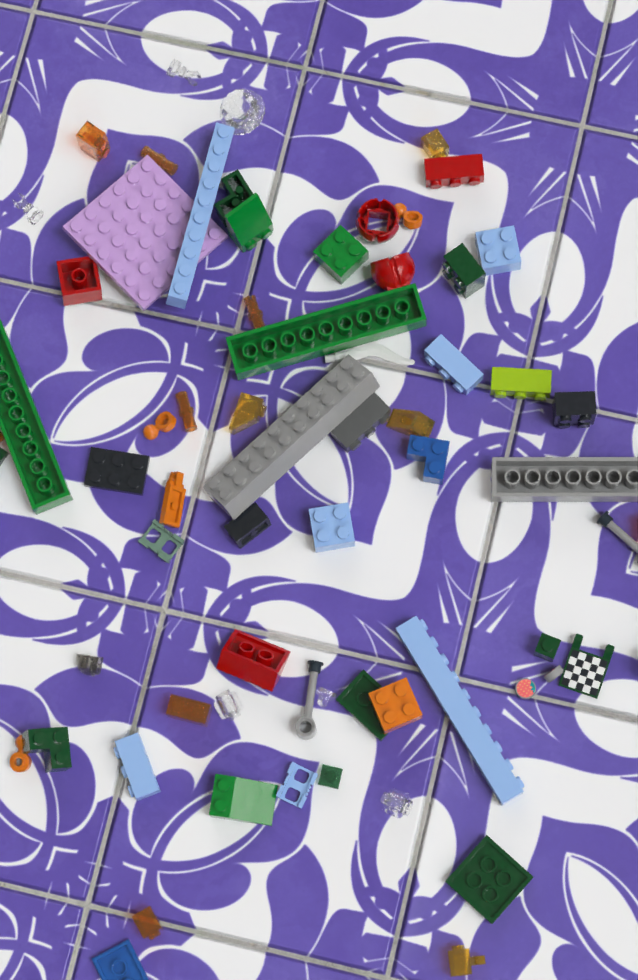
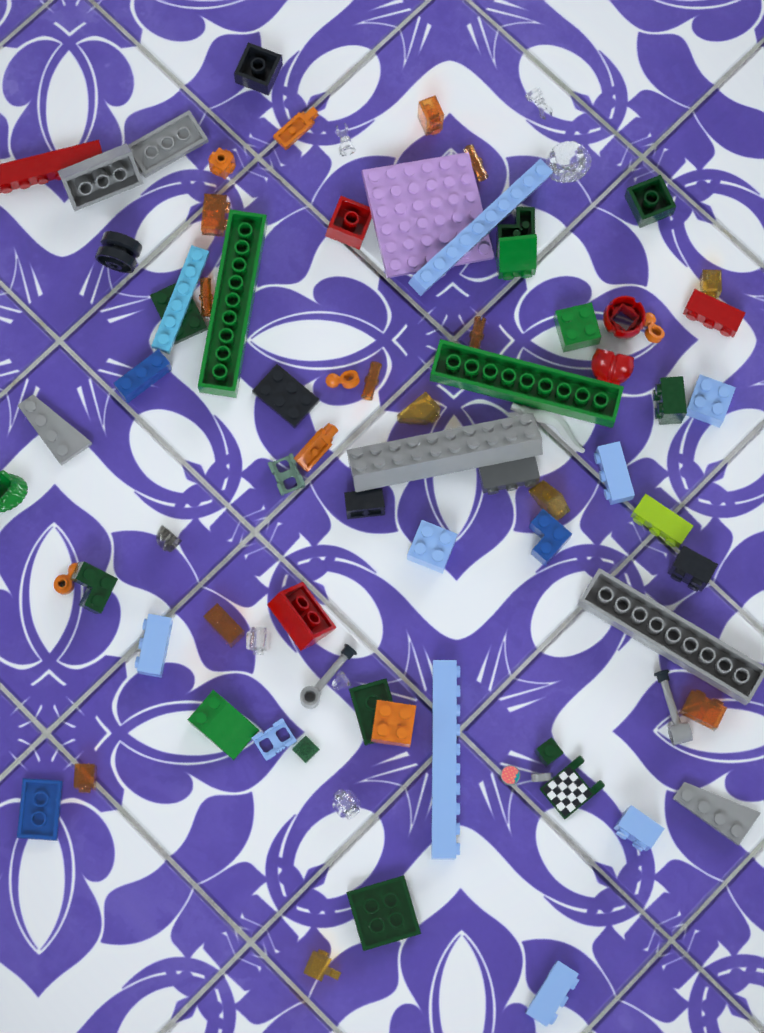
camera: 20 degrees right, 0 degrees up
(336, 103) = (650, 201): none -> dark green brick

